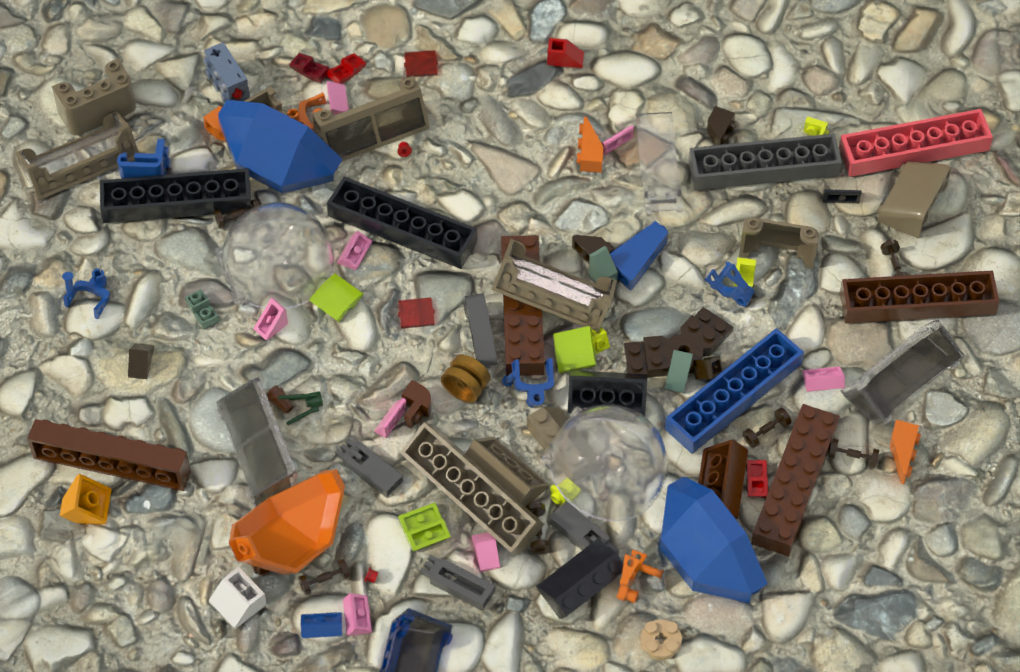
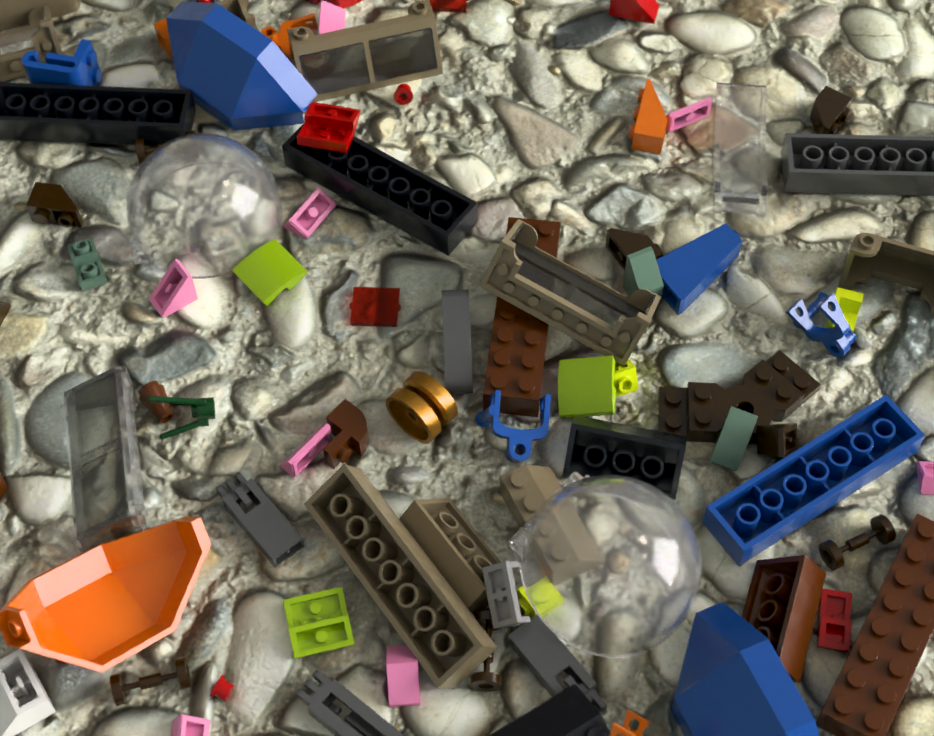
camera: 10 degrees right, 0 degrees up
(166, 269) = (52, 206): none -> dark brown slope
(358, 185) = (328, 127): none -> red slope
(543, 491) = (503, 595): none -> light grey hinge

